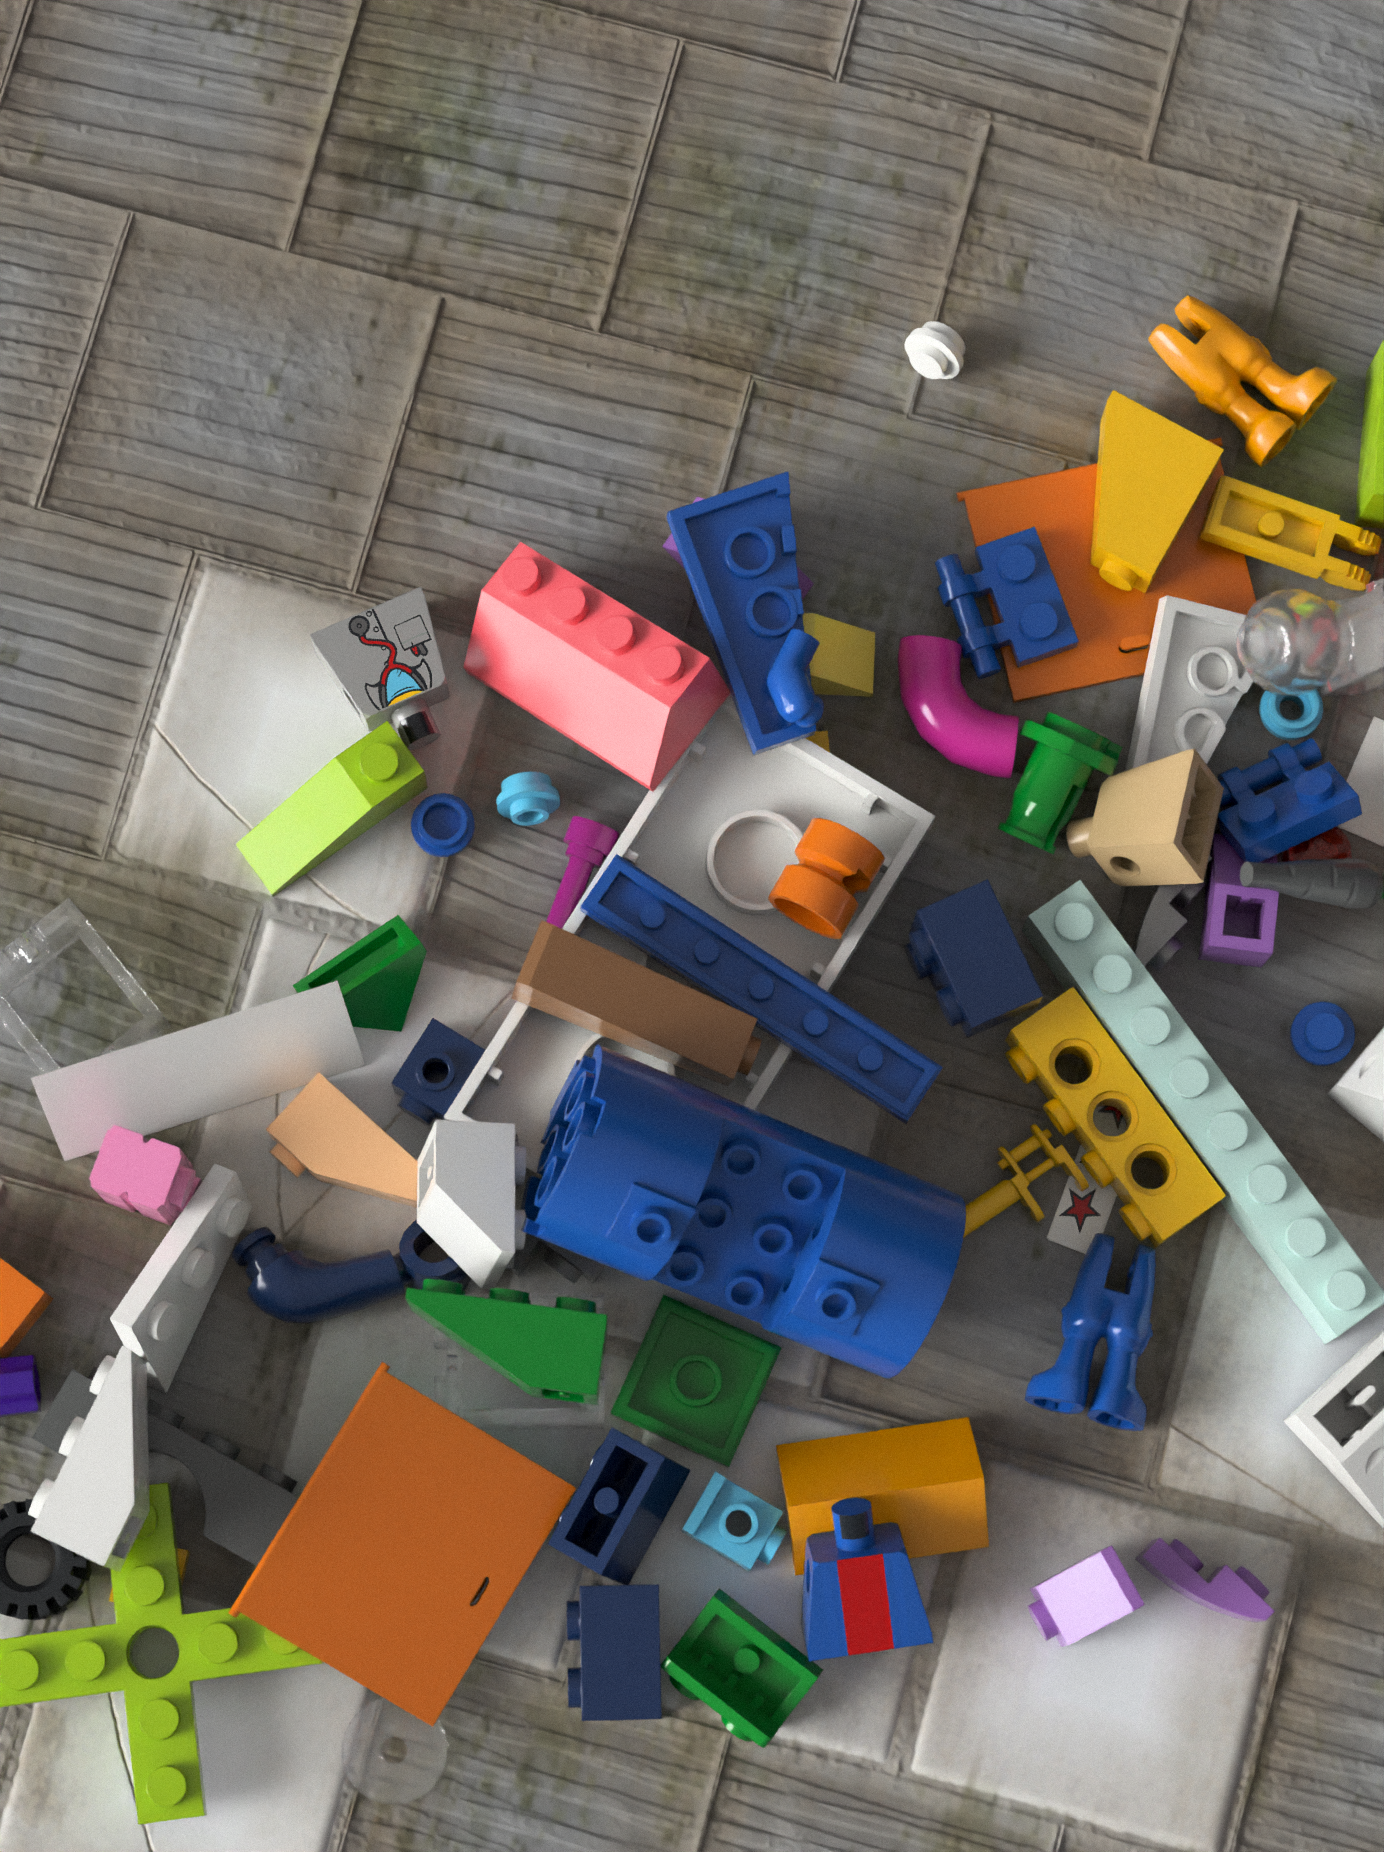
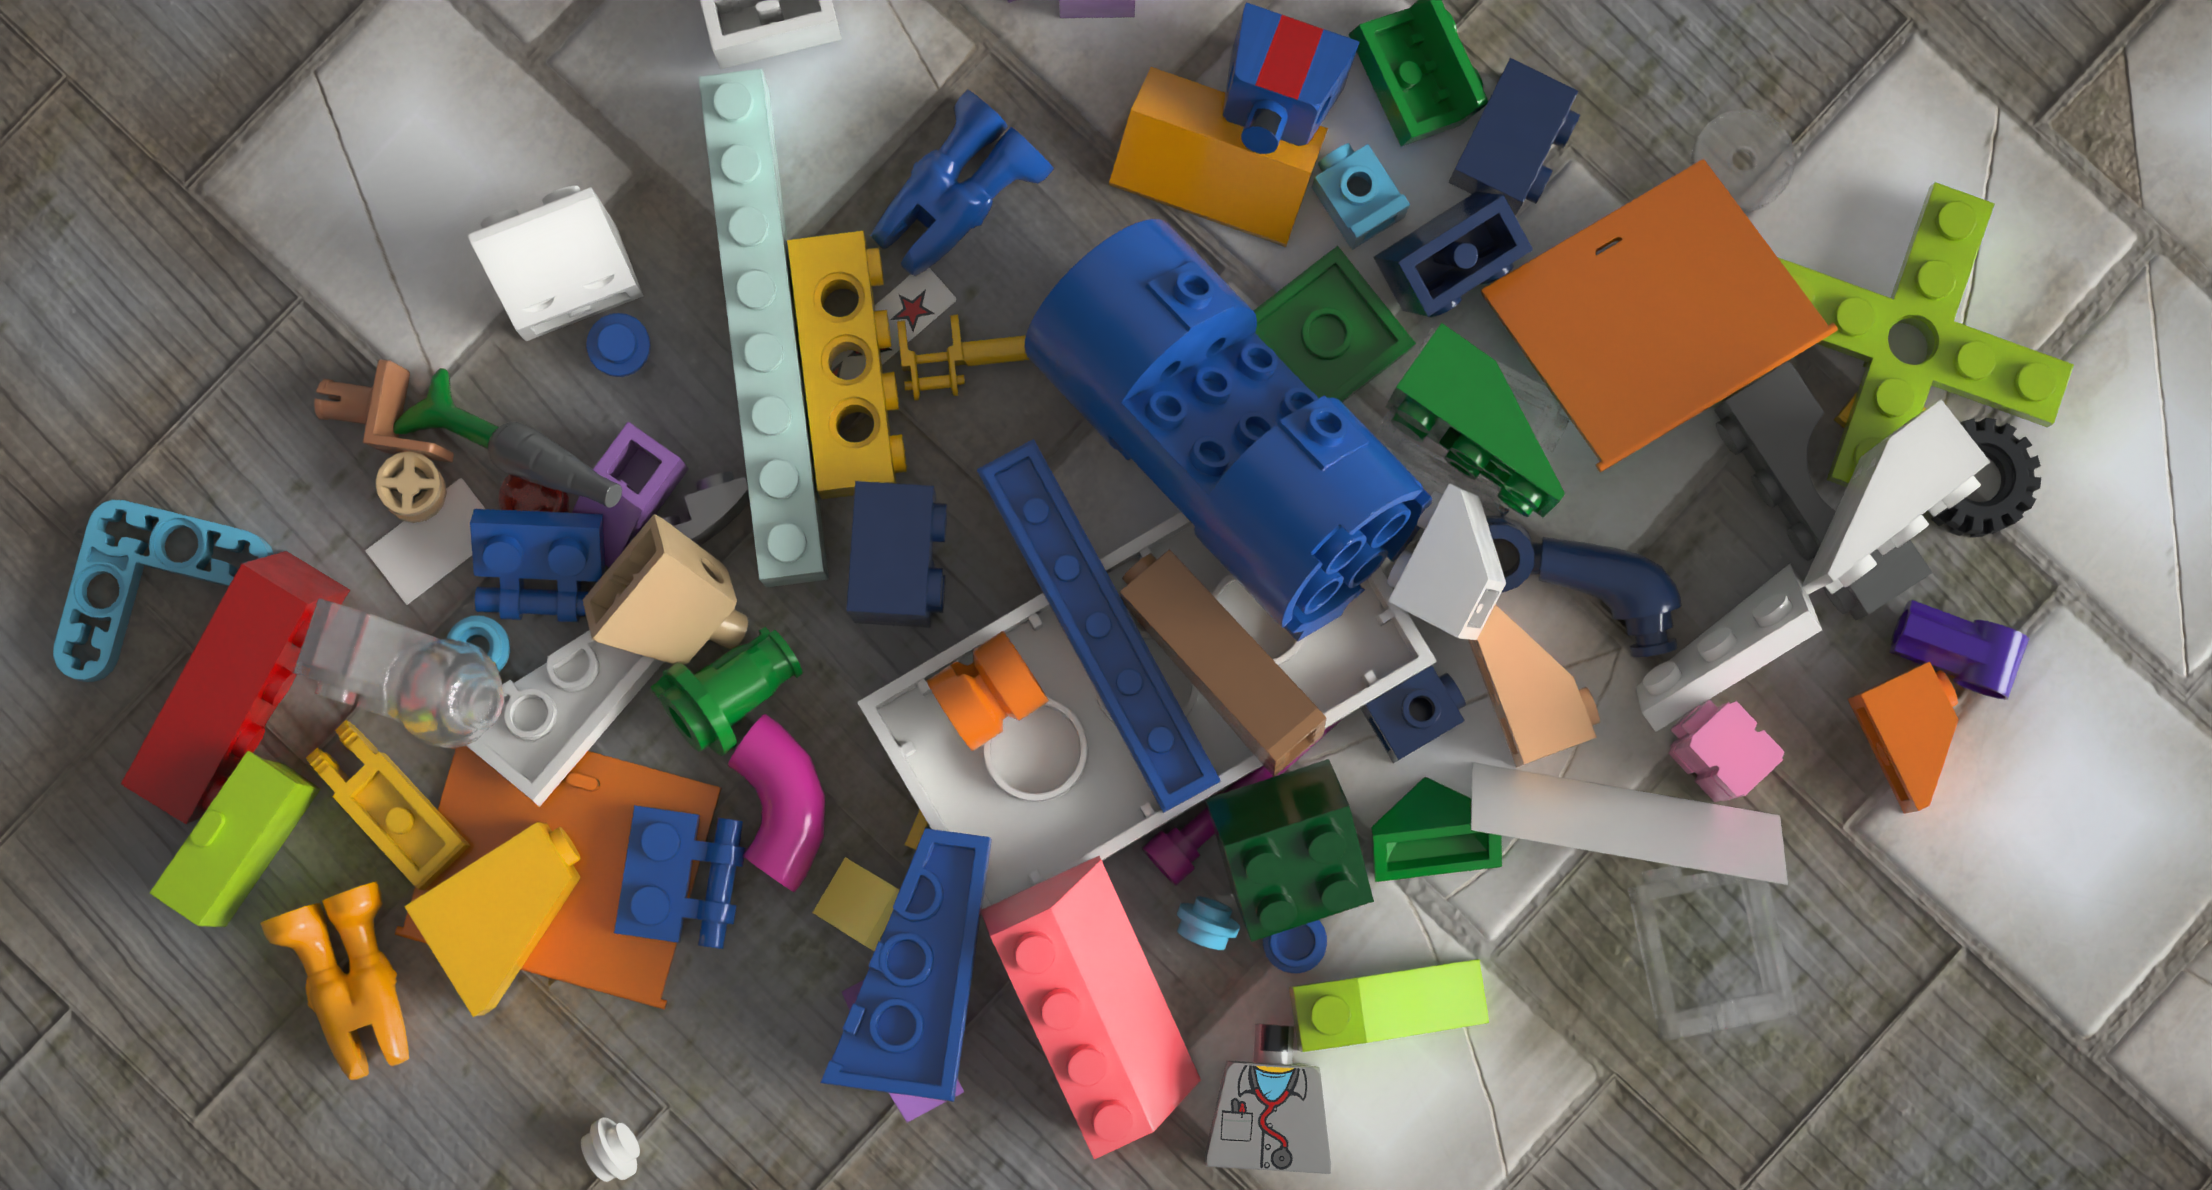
camera: 150 degrees left, 5 degrees up
(488, 887) = (1290, 850): none -> dark green brick
(789, 682) = (928, 878): blue arm -> none

